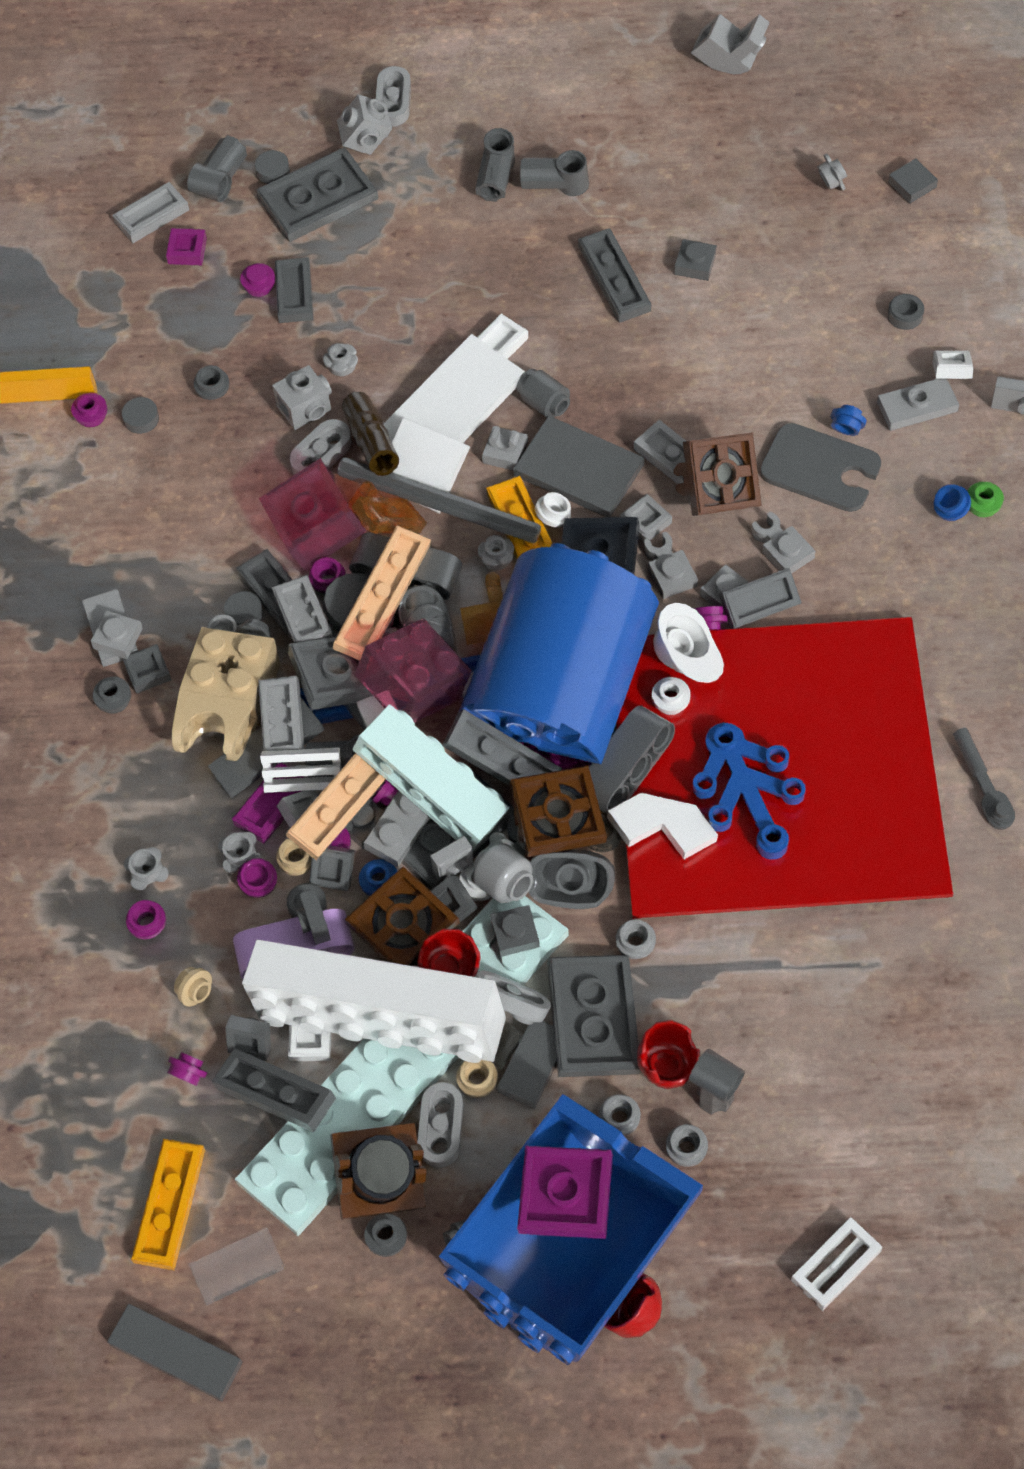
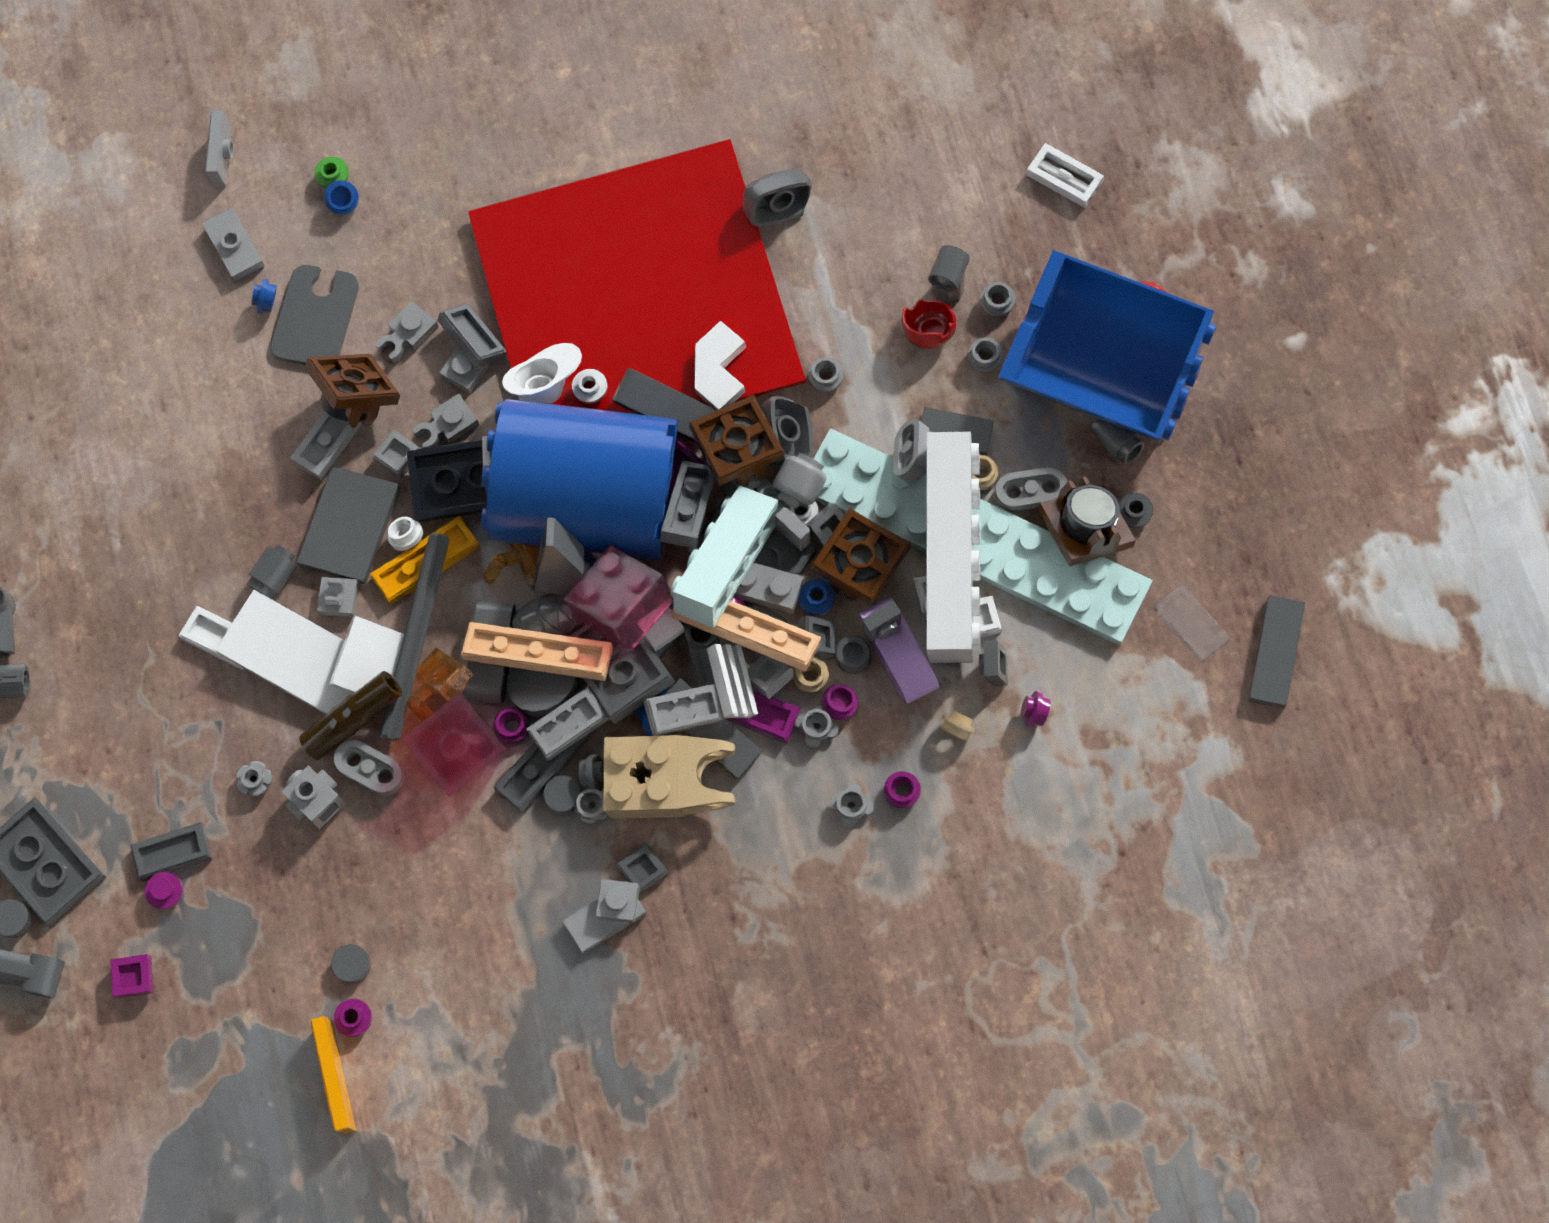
camera: 100 degrees left, 10 degrees up
(114, 703) = (682, 902): dark grey plate -> none
(151, 212) = (85, 1033): light grey tile -> none
(168, 1204) = (1154, 694): light orange tile -> none
(211, 375) = (295, 893): dark grey plate -> none
(274, 1090) = (1039, 625): dark grey plate -> none
(450, 952) = (894, 503): red hair -> none
(469, 622) = (559, 560): none -> dark grey slope
(496, 560) = (459, 585): light grey plate -> none
(515, 930) = (847, 463): dark grey plate -> none
(565, 1192) = (1084, 352): magenta tile -> none
(593, 1015) = (903, 390): dark grey tile -> none
(614, 275) = (114, 541): dark grey tile -> none
(695, 259) = (87, 469): dark grey plate -> none
(713, 616) = (496, 372): magenta plate -> none
(747, 782) = (666, 310): blue plant -> none
(862, 923) = (777, 197): none -> dark grey piece
(905, 311) = (127, 271): dark grey tile -> none
(952, 365) = (188, 219): white tile -> none
(994, 803) = (635, 124): dark grey piece -> none

